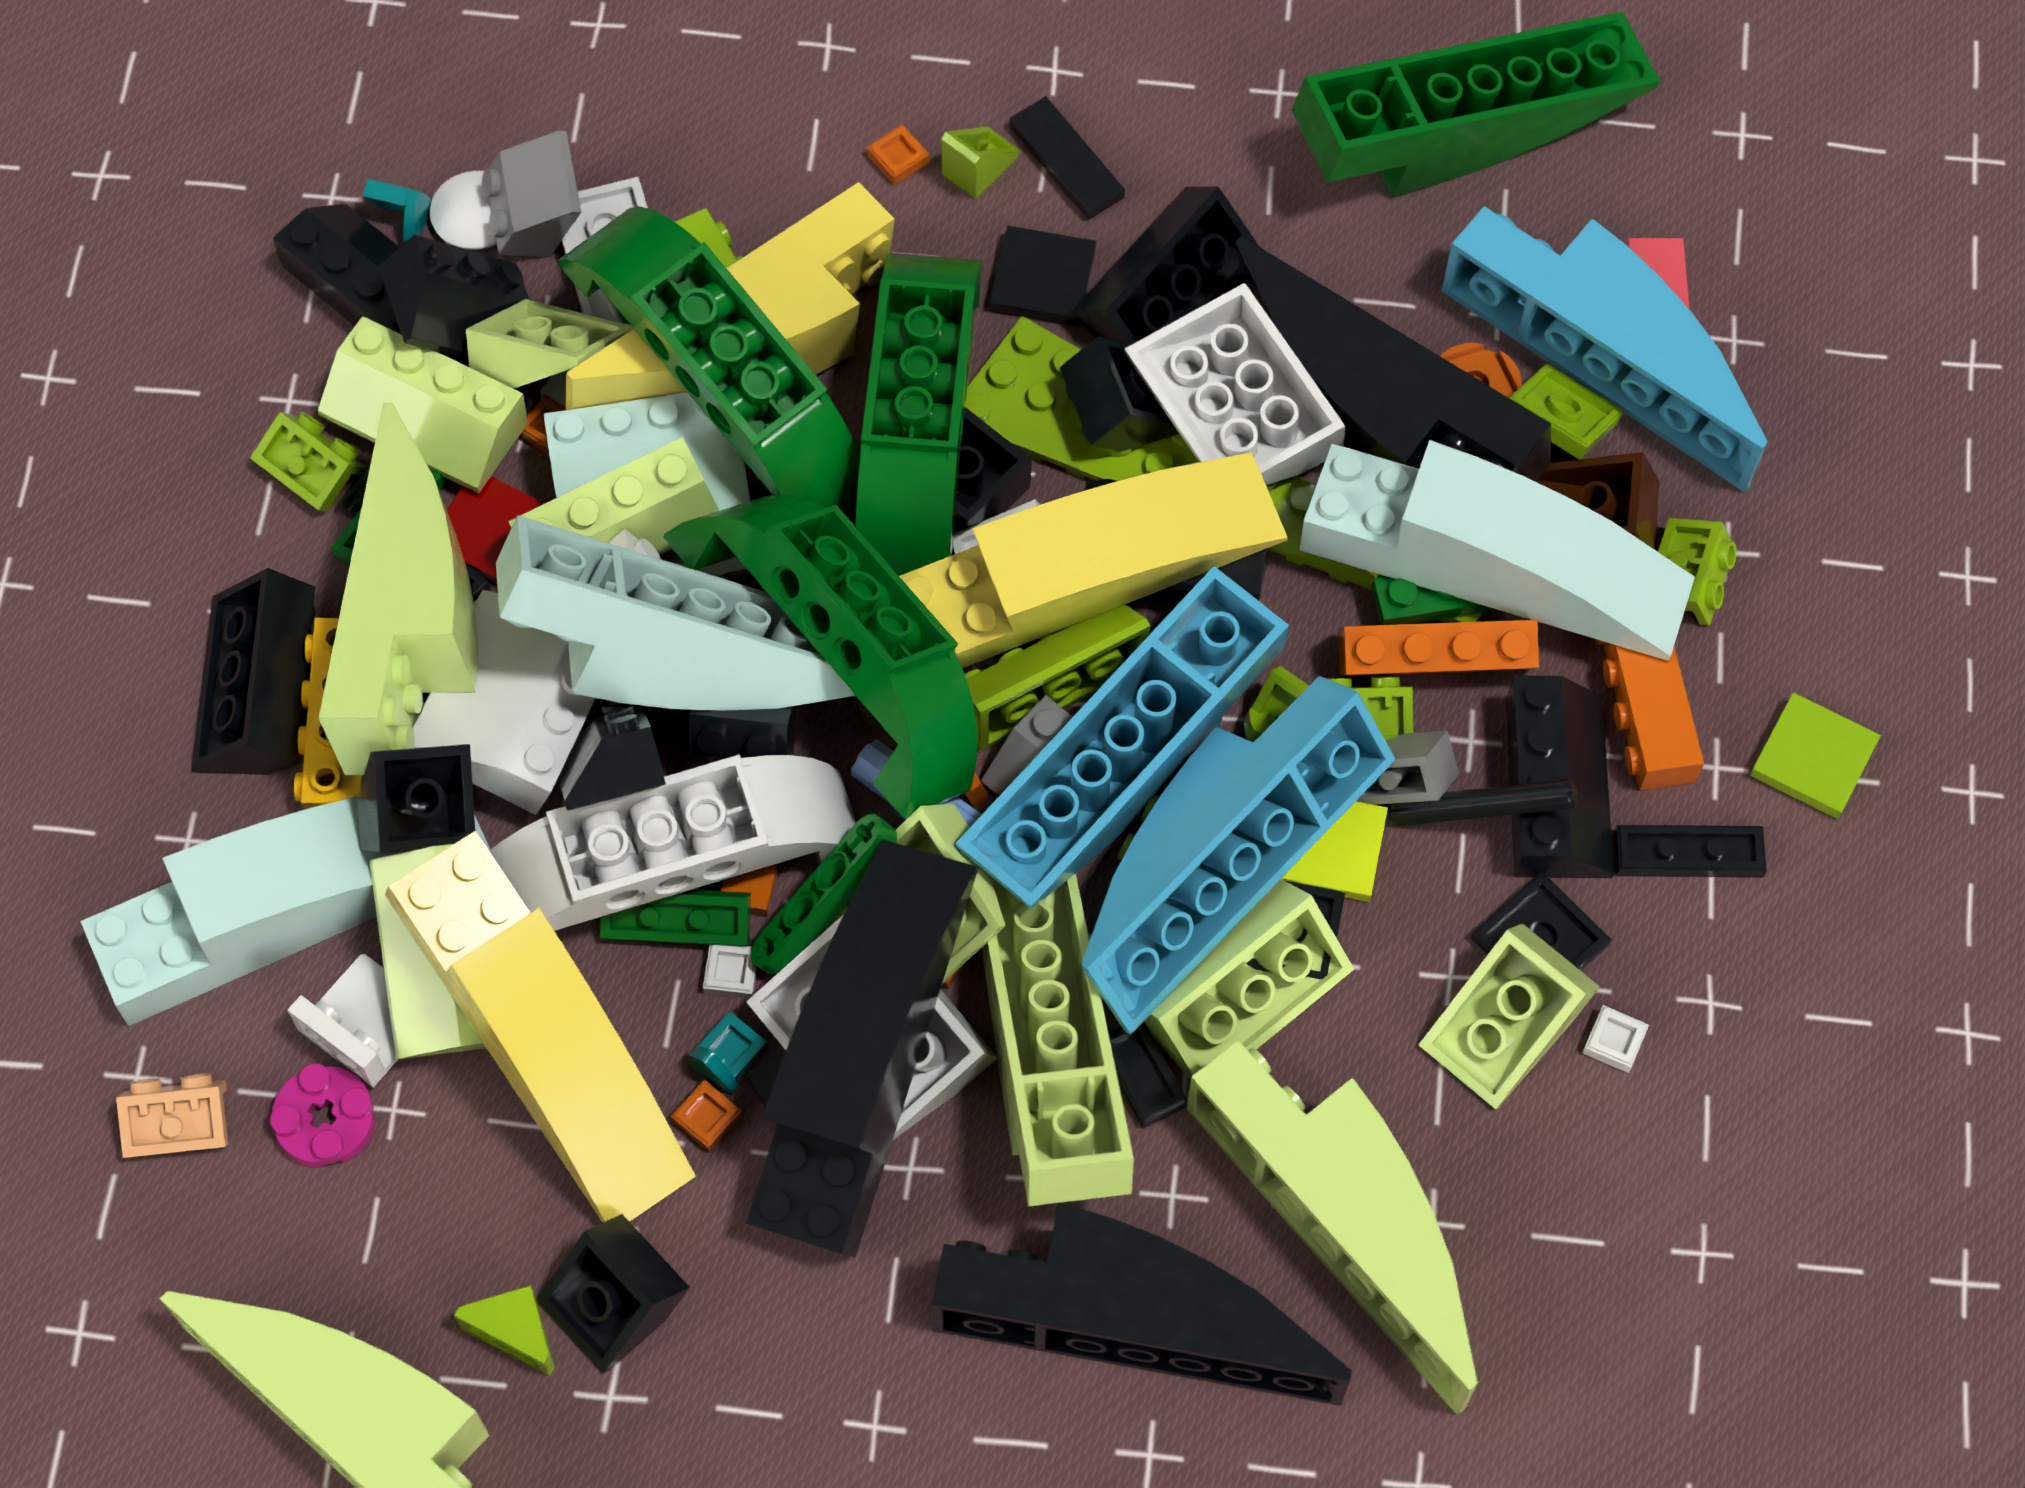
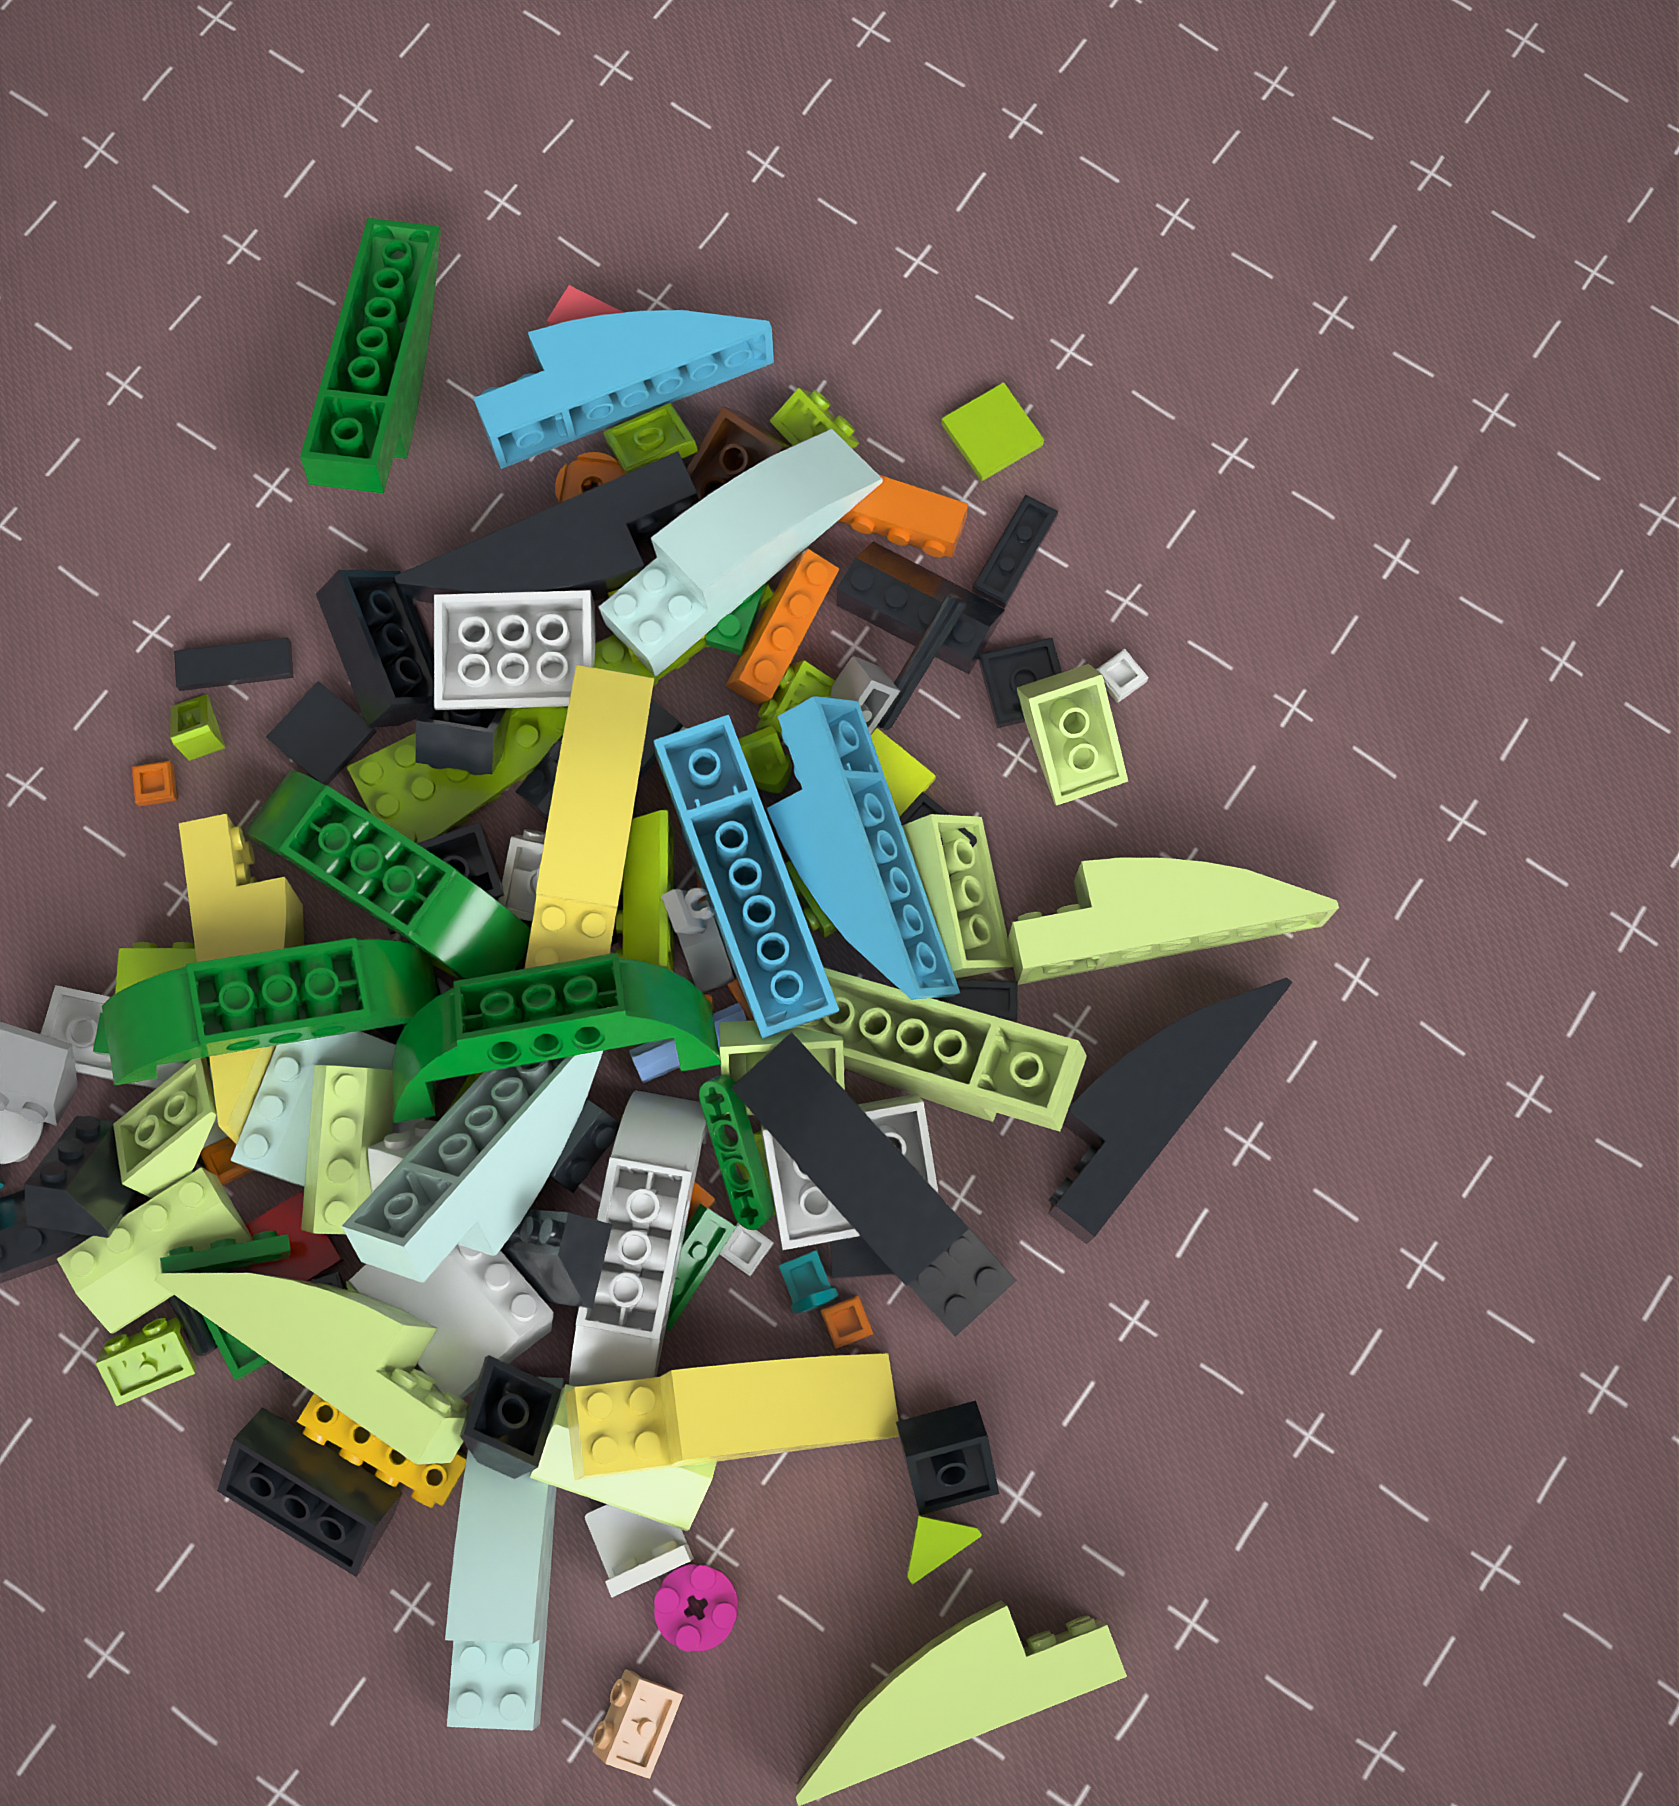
camera: 60 degrees left, 10 degrees up
(450, 468) = (227, 1254): none -> green plate
(1050, 699) = (684, 910): none -> light grey tile

